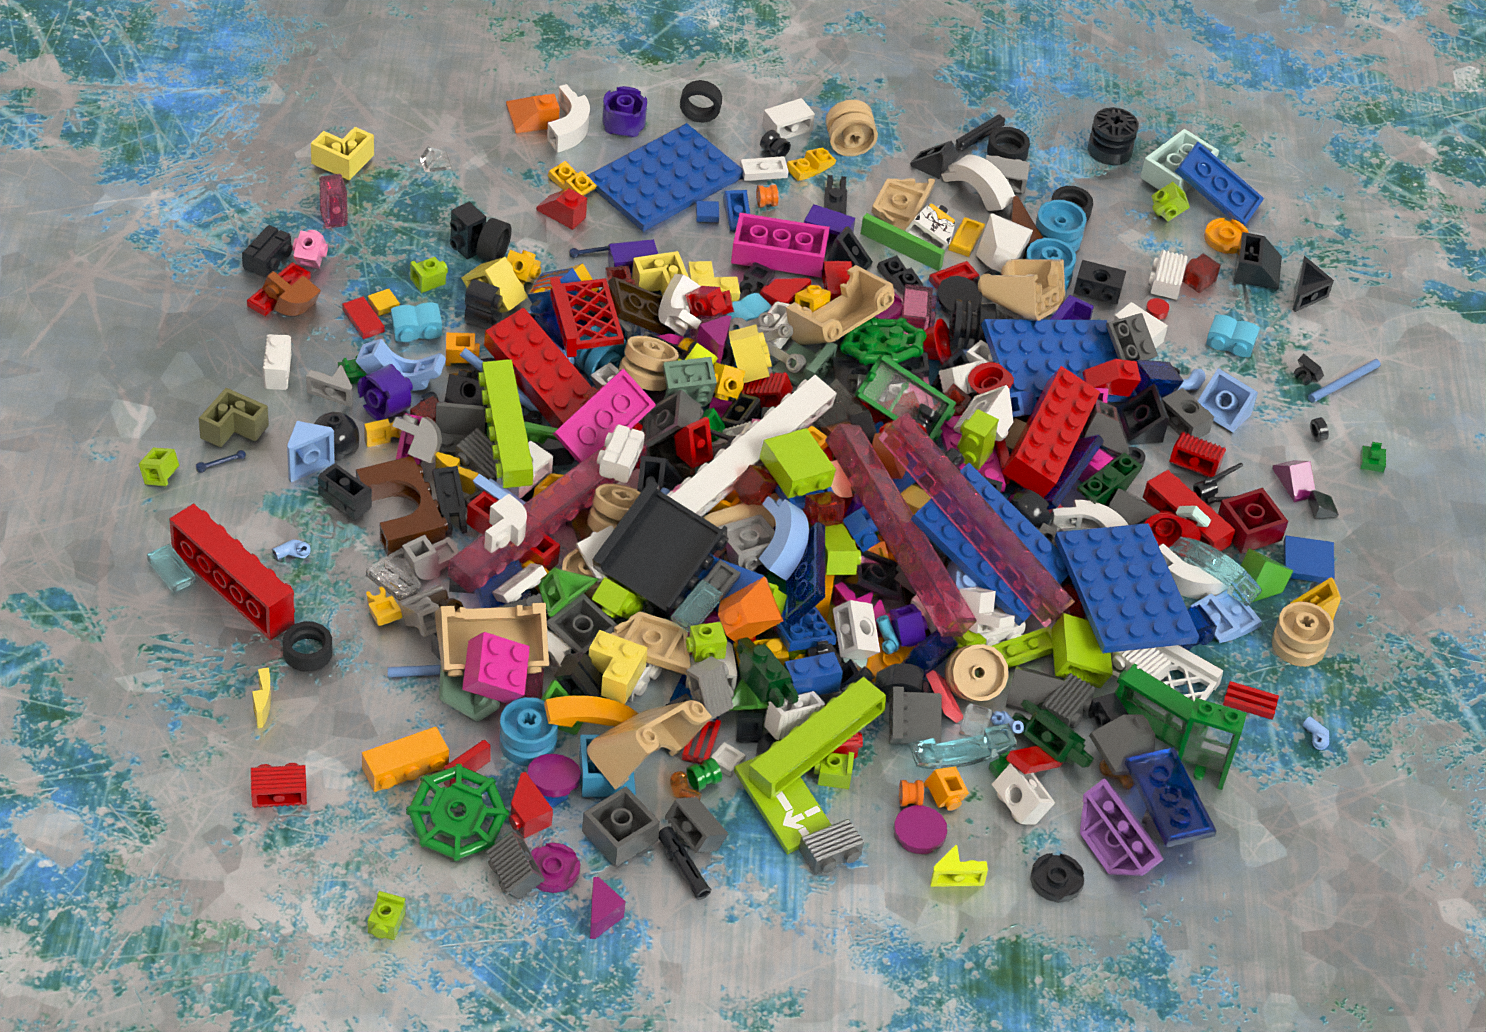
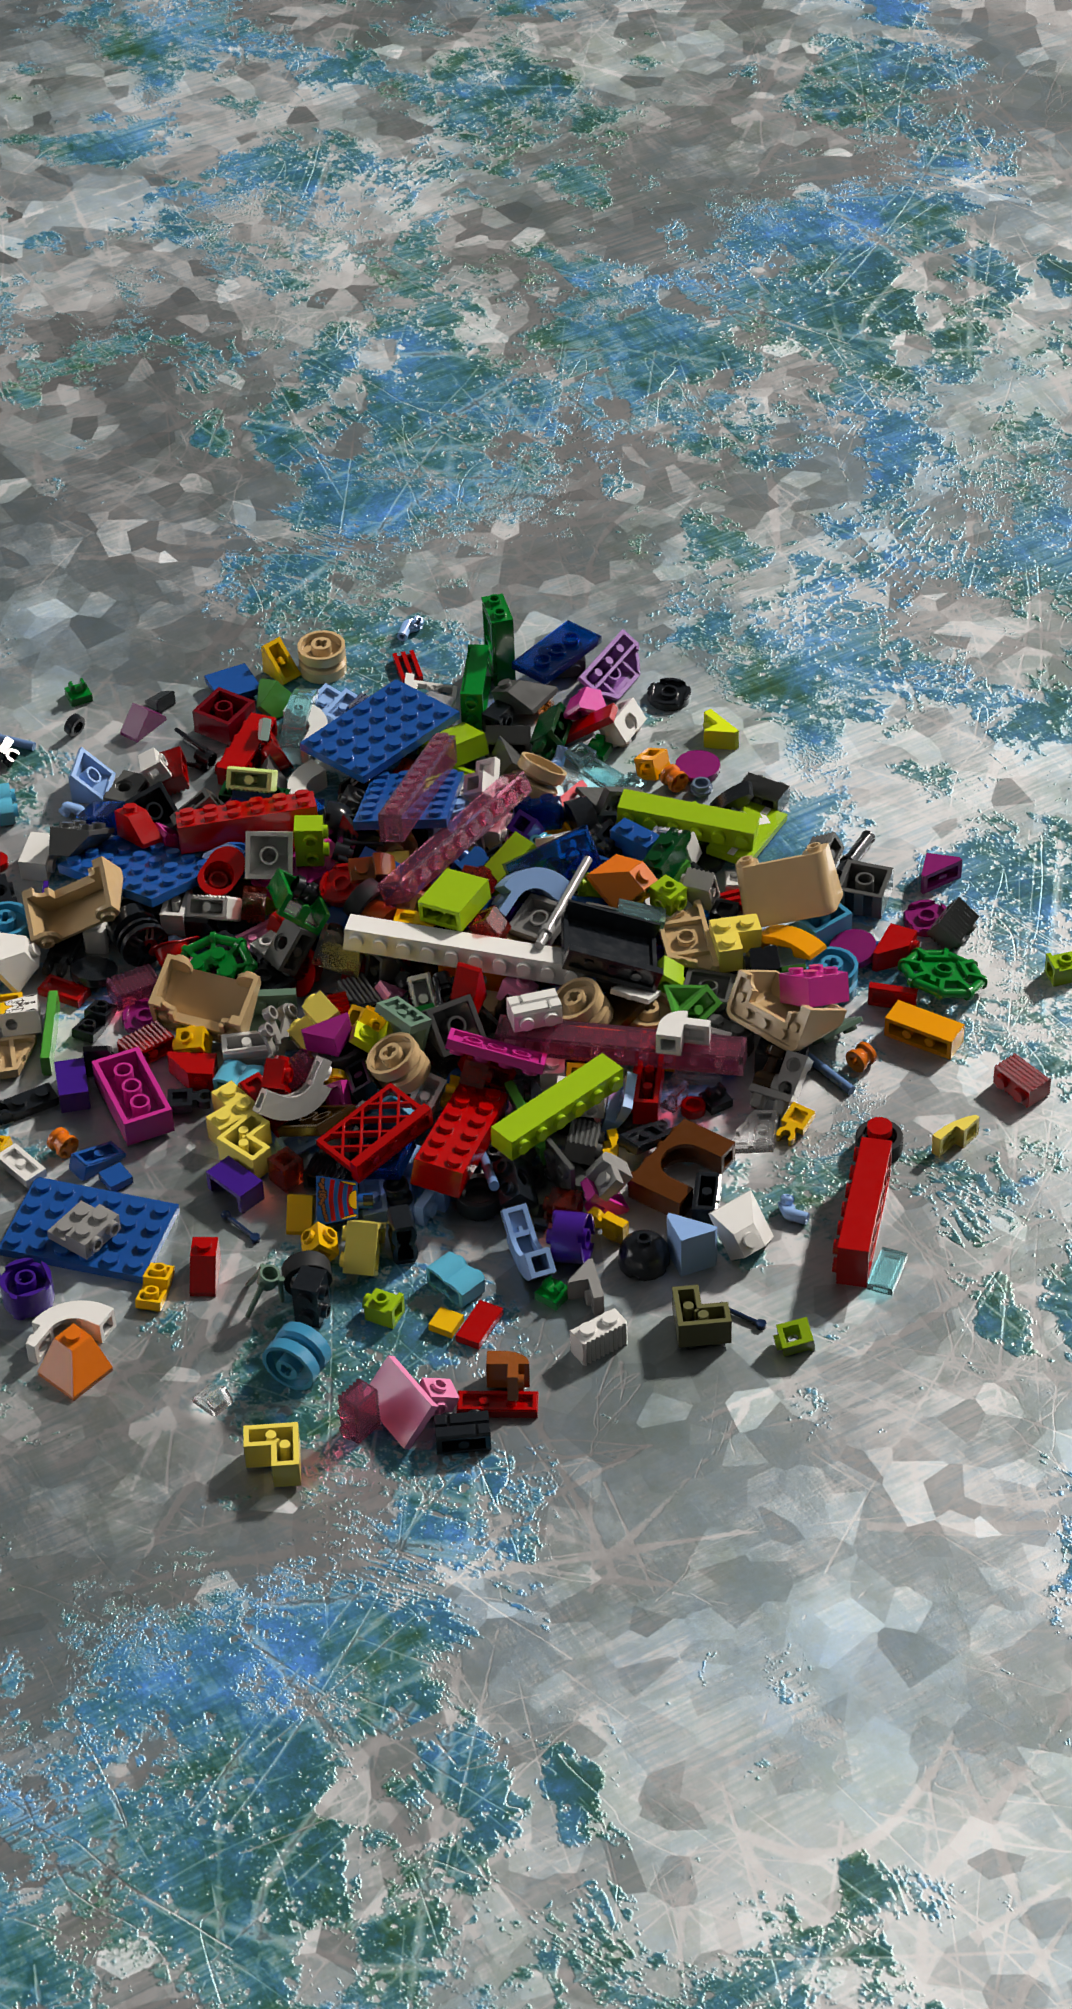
camera: 115 degrees left, 5 degrees down
(291, 492) = (741, 1226): none -> white slope
(309, 636) = (879, 1128): none -> red tile
(323, 226) = (402, 1402): none -> bright pink tile
(414, 695) = (861, 1056): none -> orange wheel
(416, 195) = (296, 1355): none -> dark azure wheel
(427, 558) = (722, 1117): light grey brick -> none
(456, 343) = (463, 1232): light orange brick -> none
(500, 207) = (267, 1279): none -> sand green plant
(654, 158) = (85, 1229): none -> light grey plate
(713, 512) = (548, 929): none -> light grey bar
(834, 807) = (735, 797): none -> black slope
(884, 811) = (701, 787): none -> sand blue plate
(1066, 772) = (584, 703): none -> dark pink slope
(1107, 457) = (251, 779): none -> yellowish green brick
(1194, 417) = (154, 766): none -> white brick

